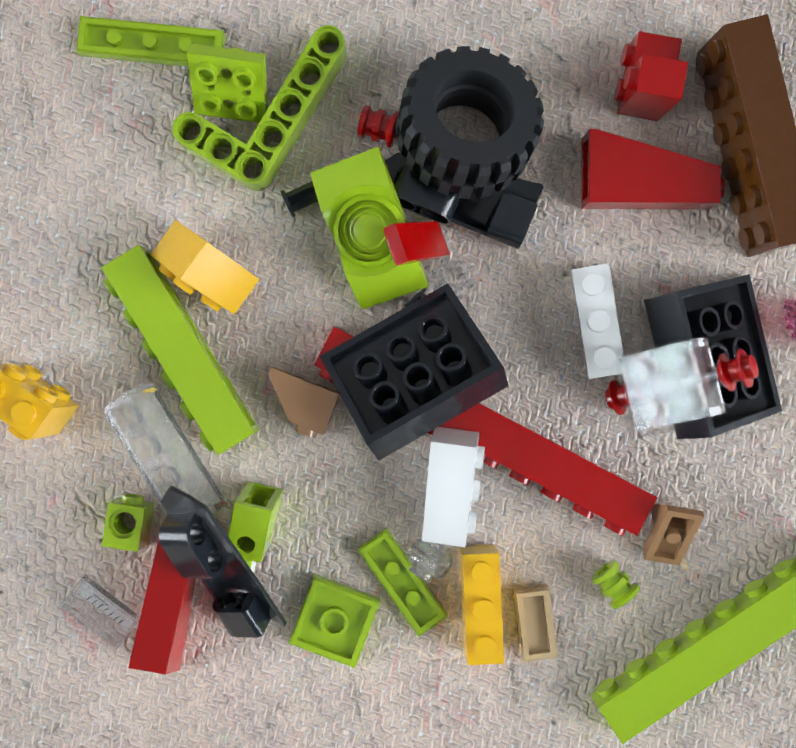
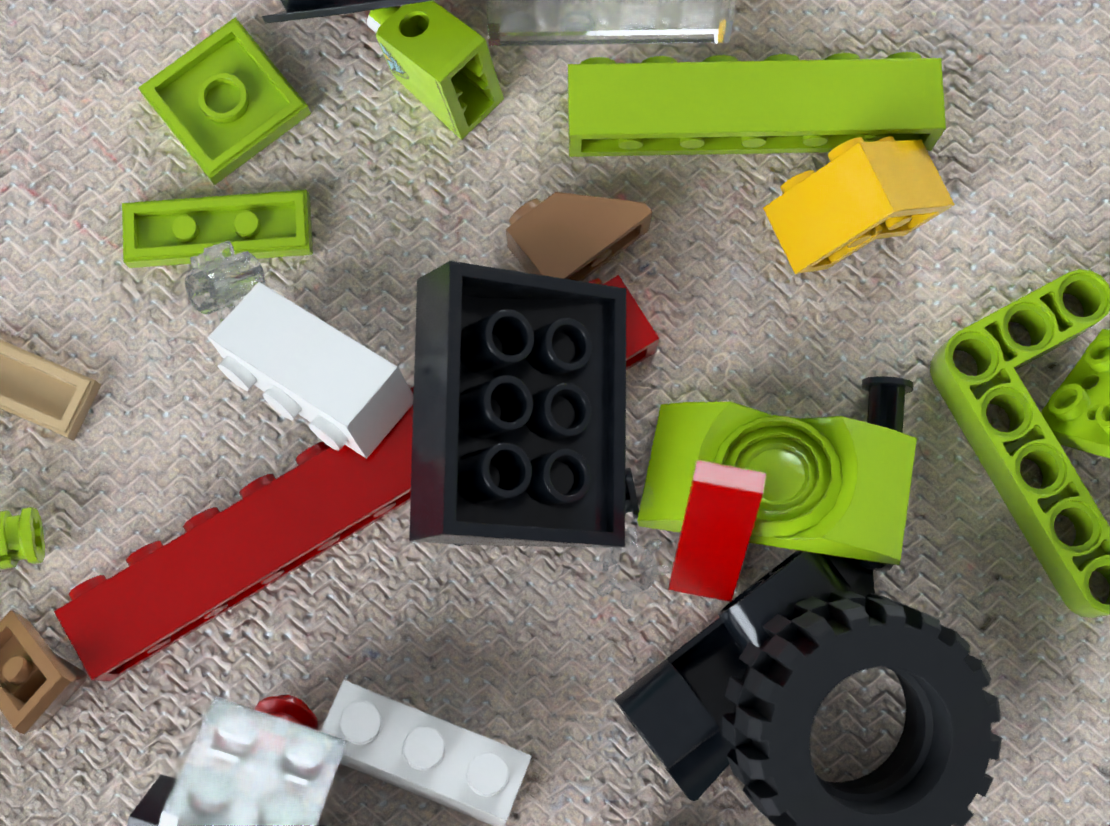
camera: 120 degrees right, 10 degrees down
(377, 125) = (937, 587): red bush -> none
(481, 604) = (108, 317): yellow brick -> none

